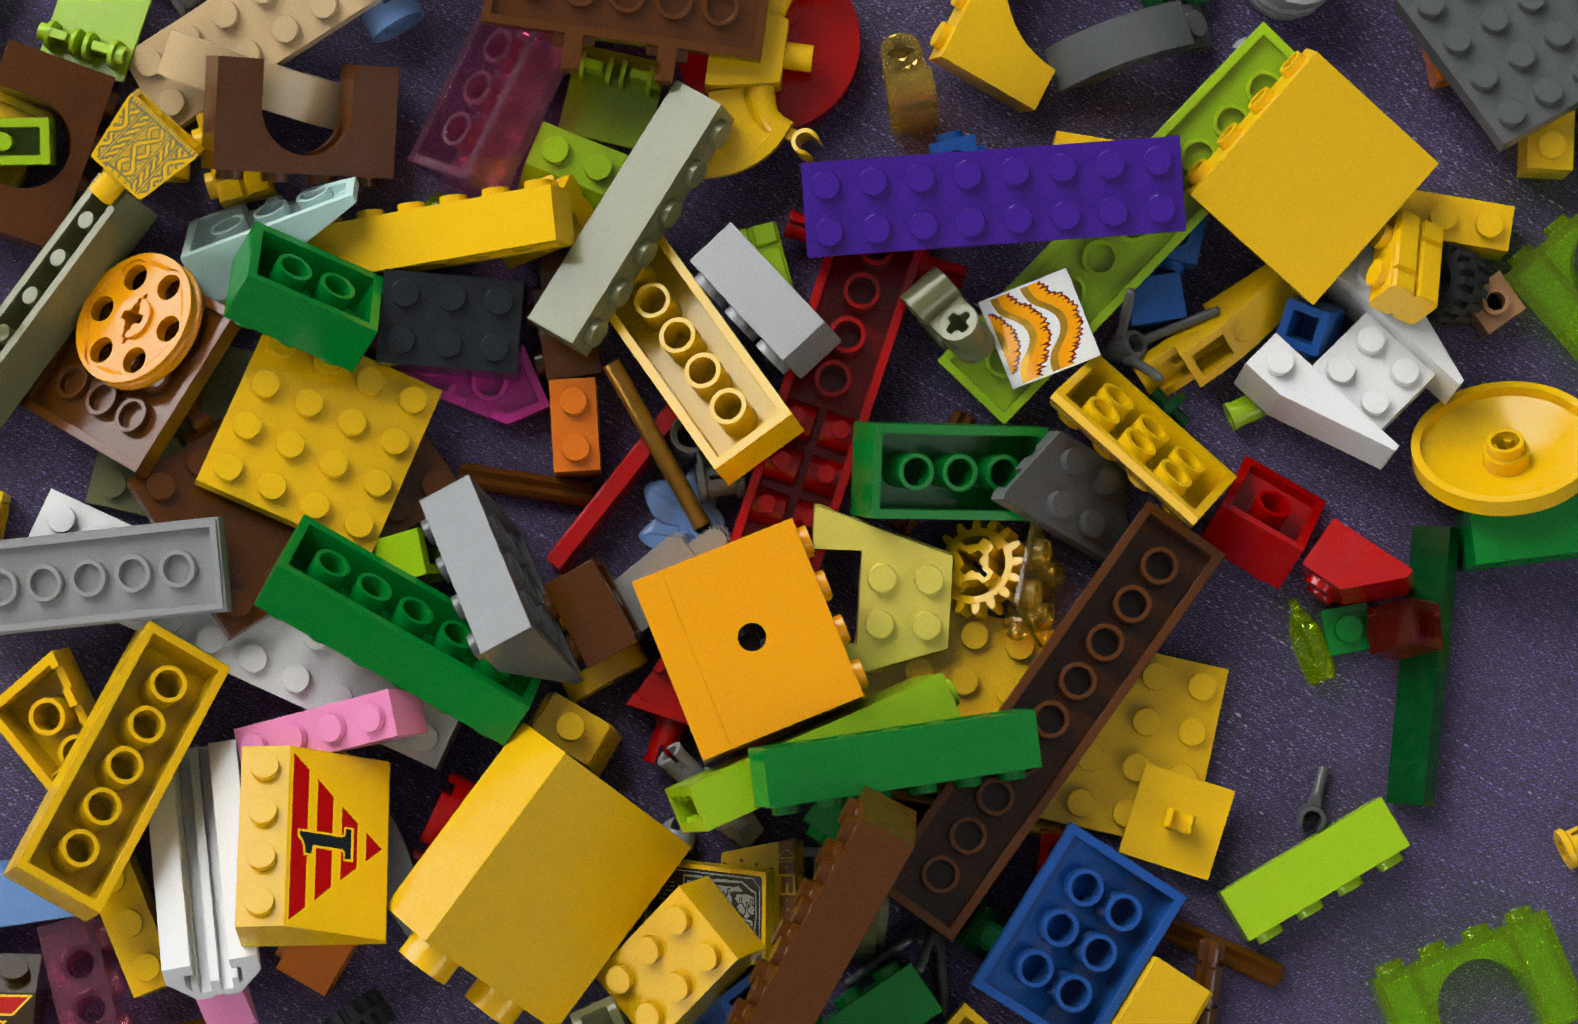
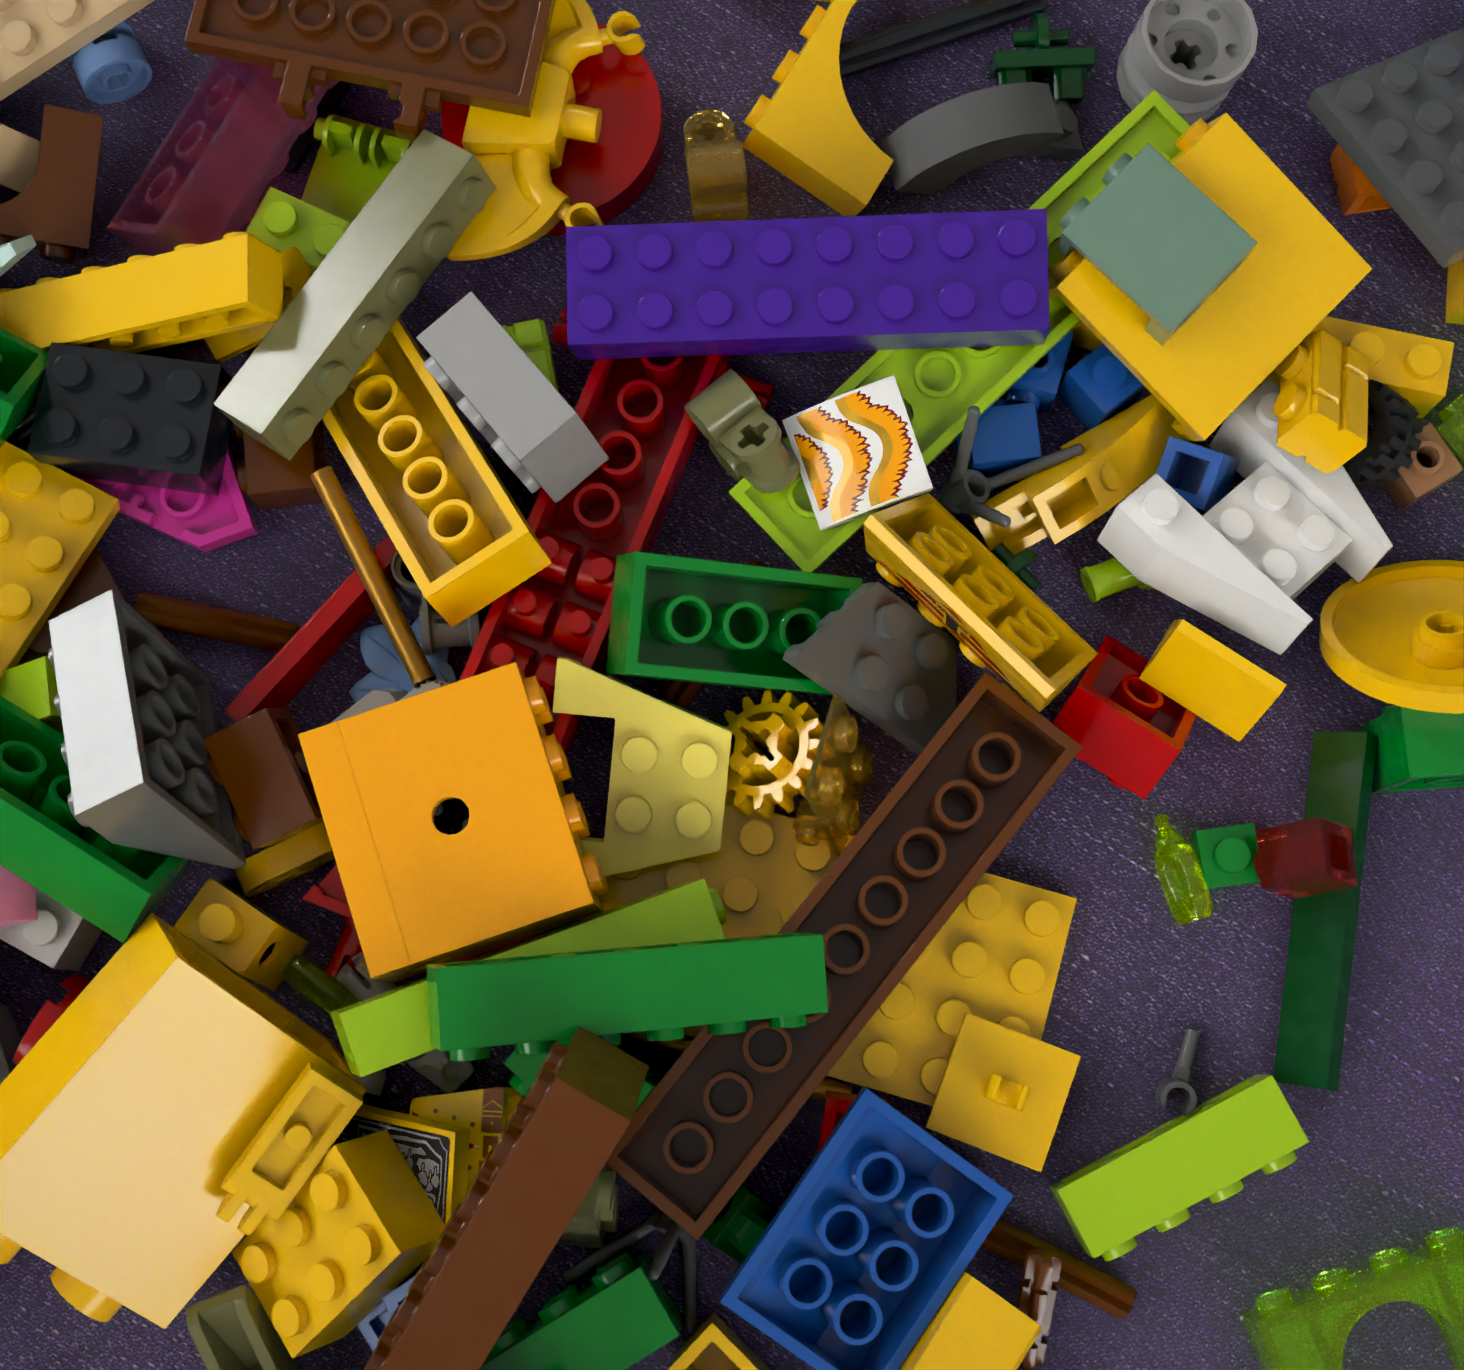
camera: 10 degrees right, 5 degrees down
(575, 427) = (280, 554): orange brick -> none
(640, 774) = (317, 985): none -> clear neon green piece
(642, 890) = (288, 1147): none -> yellow hinge
(1229, 257) = (1099, 388): none -> blue brick
(1264, 158) = (1156, 239): none -> sand green panel
(1326, 488) = (1211, 679): none -> yellow slope
(1353, 569) = (1245, 777): red slope -> none

